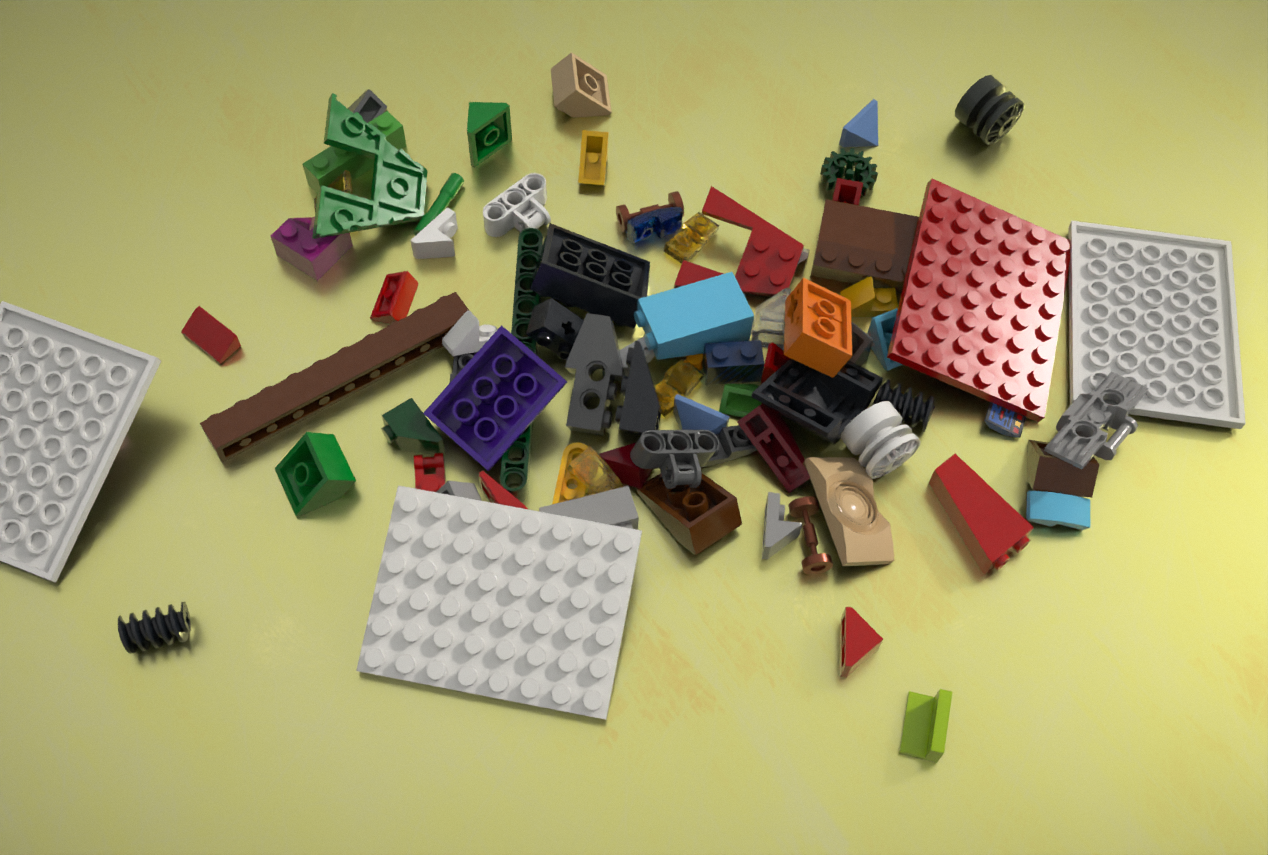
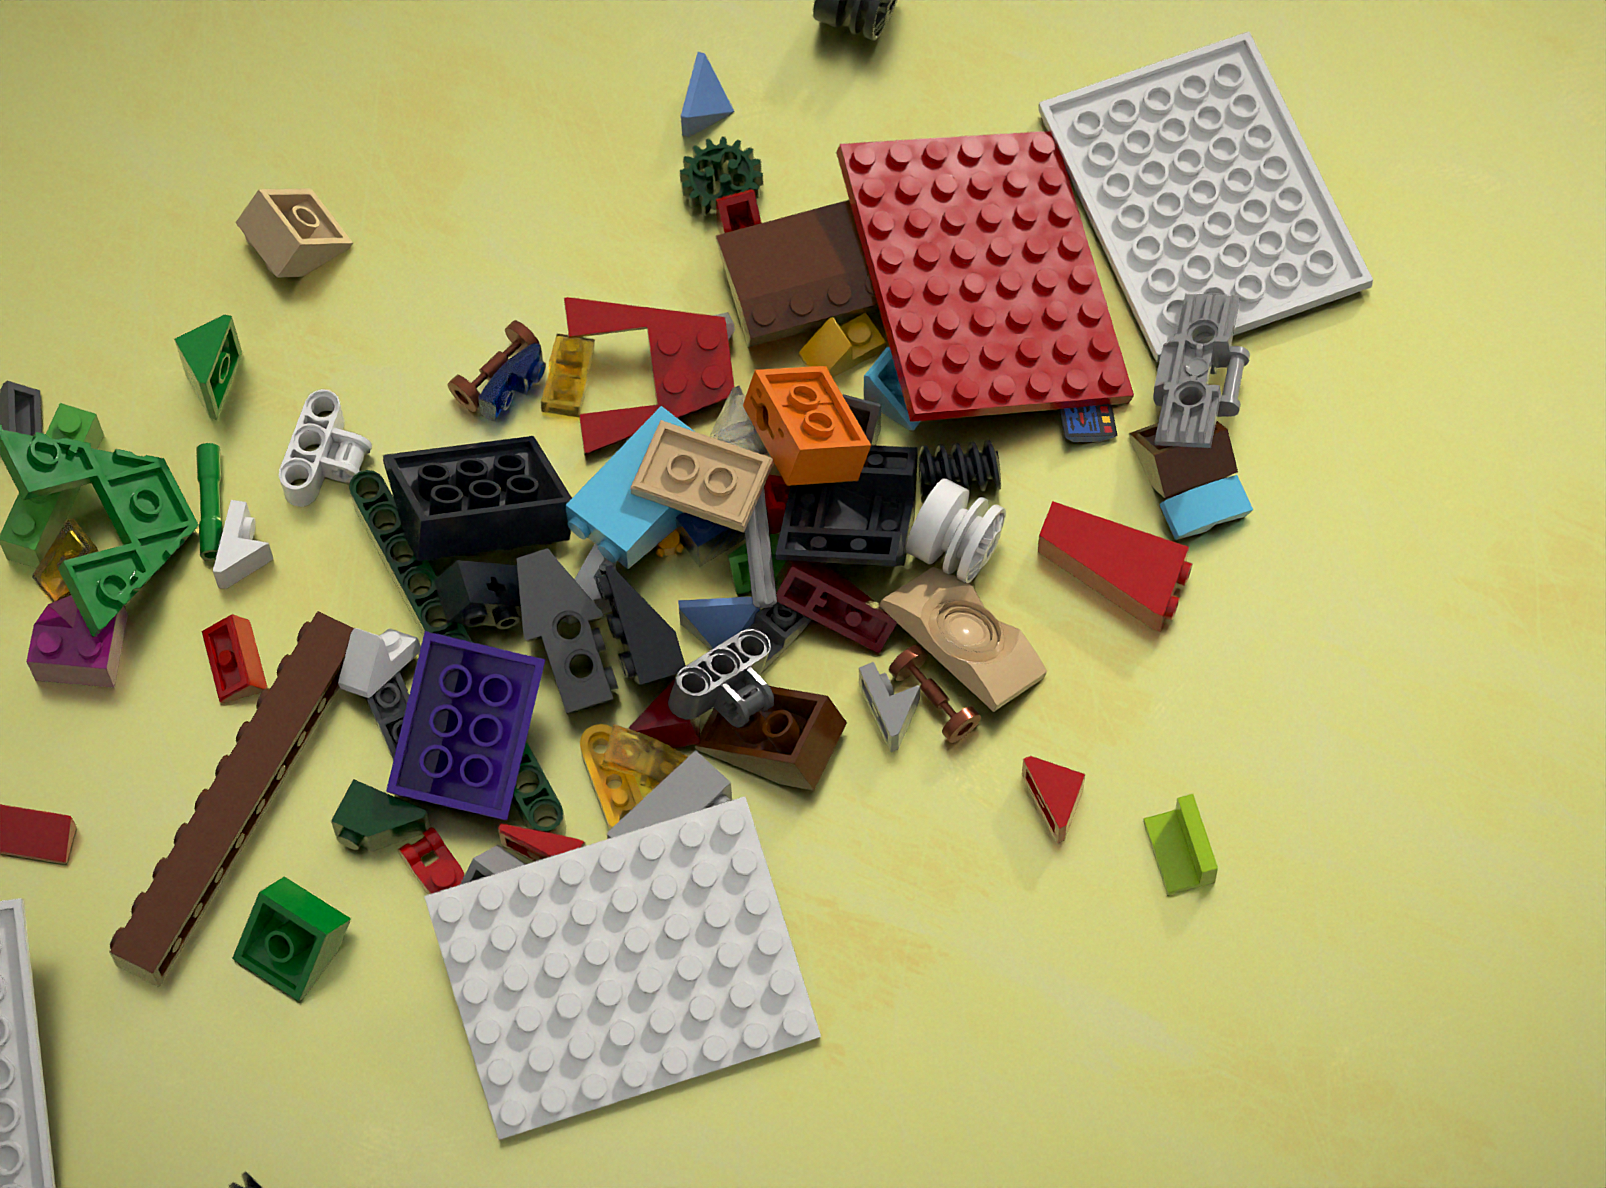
camera: 25 degrees left, 5 degrees up
(593, 157) = (376, 328): yellow slope -> none
(679, 380) = (667, 583): clear yellow slope -> none
(733, 322) = (702, 476): none -> tan tile
(749, 375) = (760, 557): none -> light grey axle

